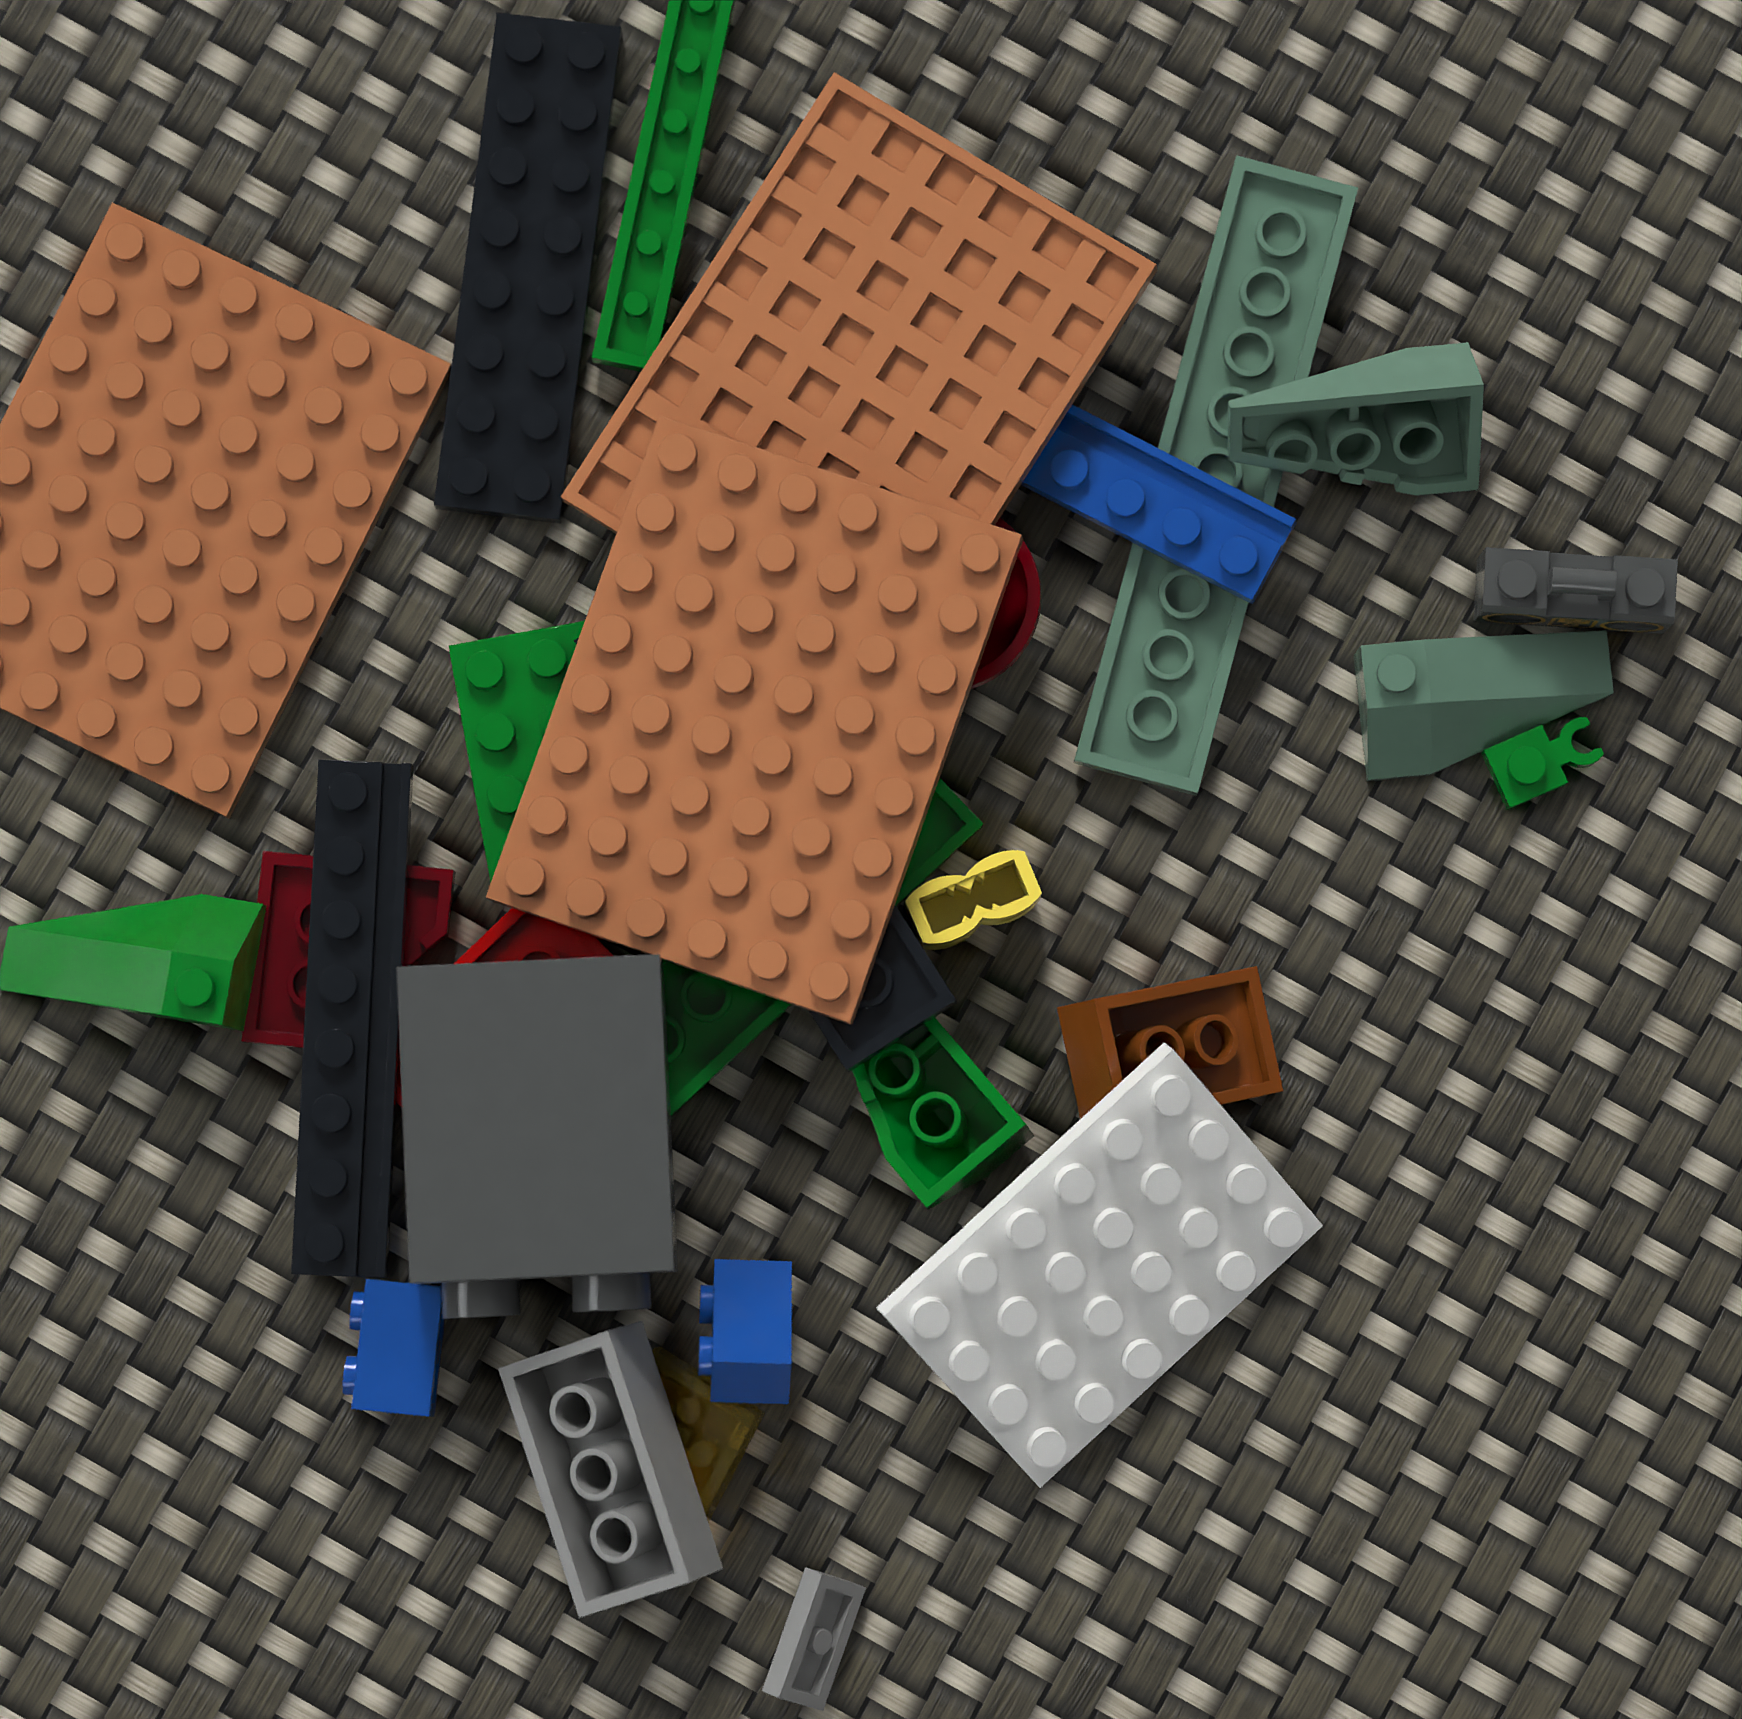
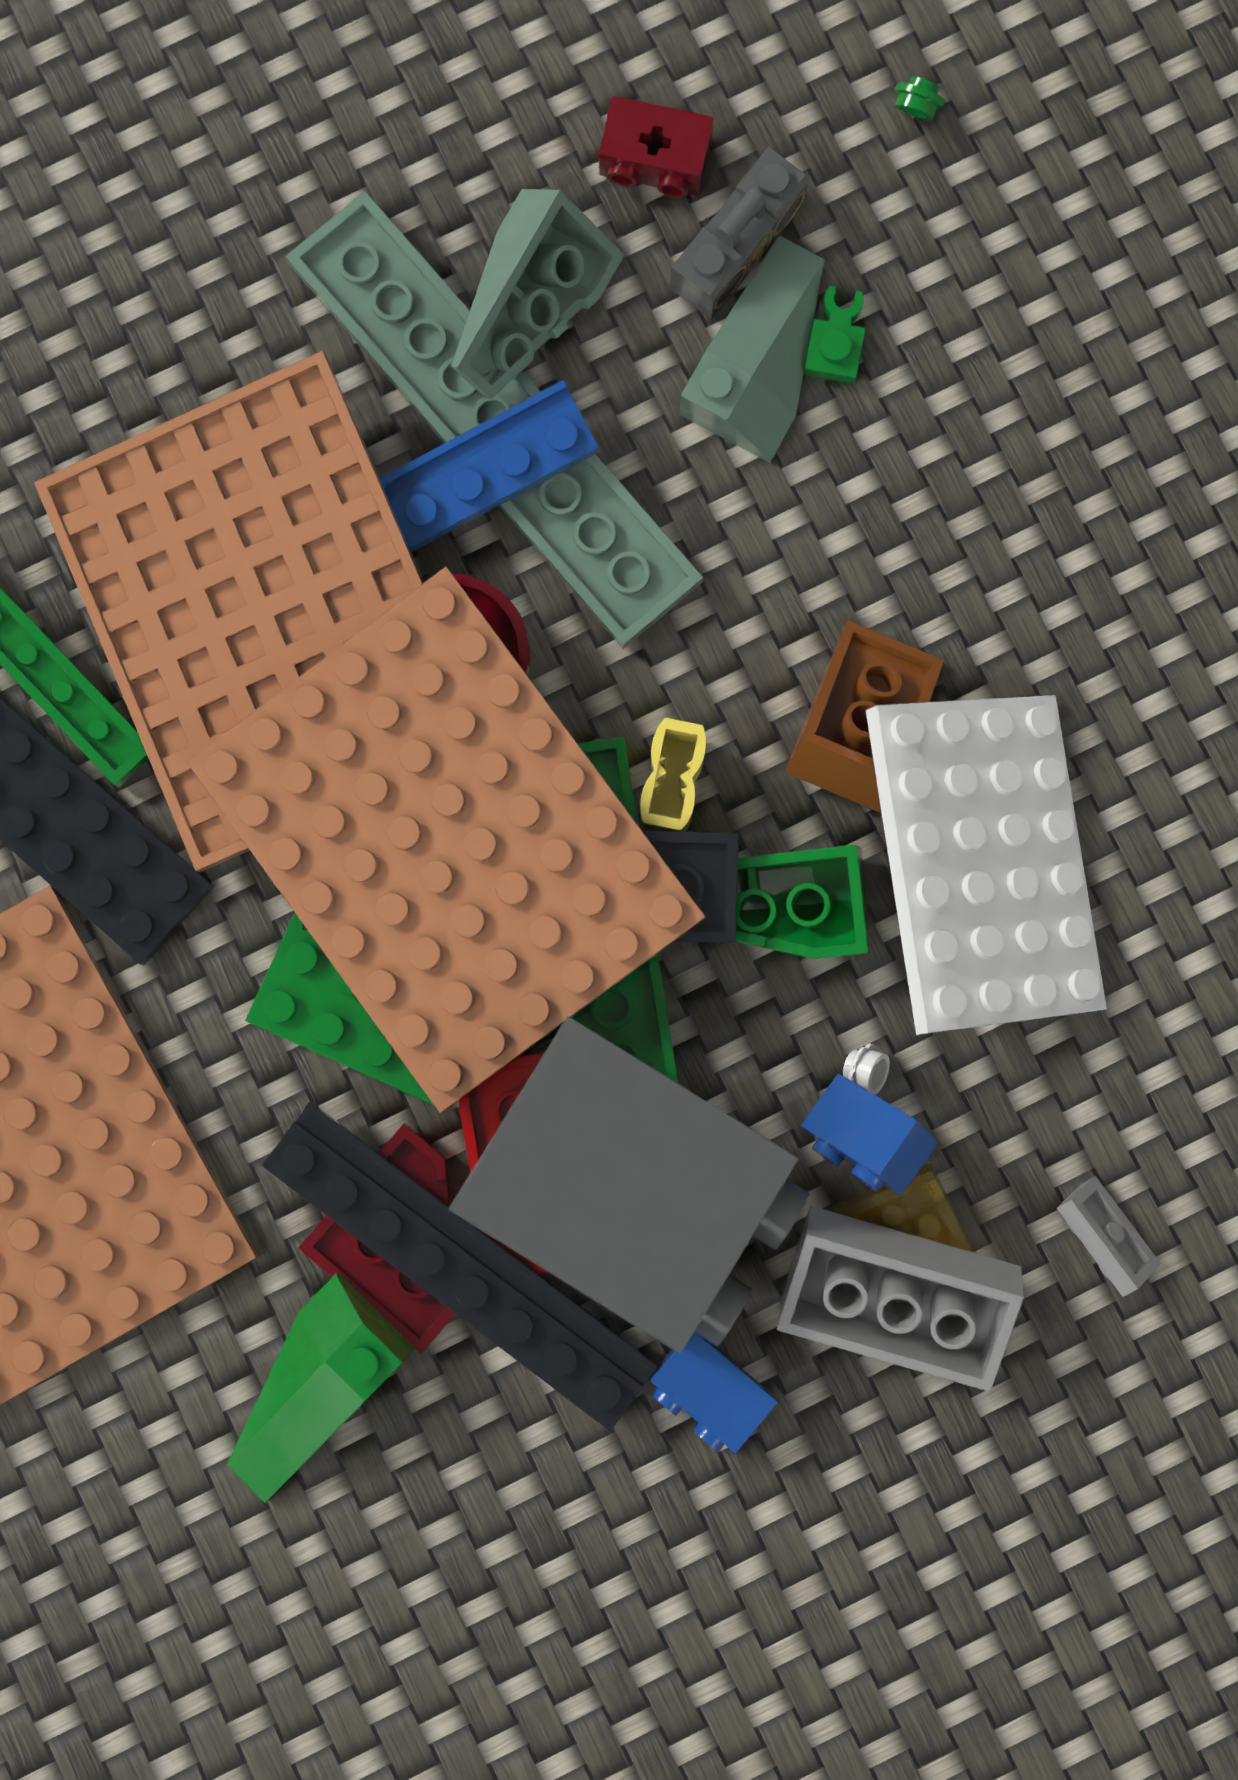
camera: 50 degrees left, 0 degrees up
(817, 1289) = (867, 1068): none -> white plate
(1612, 412) = (636, 128): none -> dark red brick

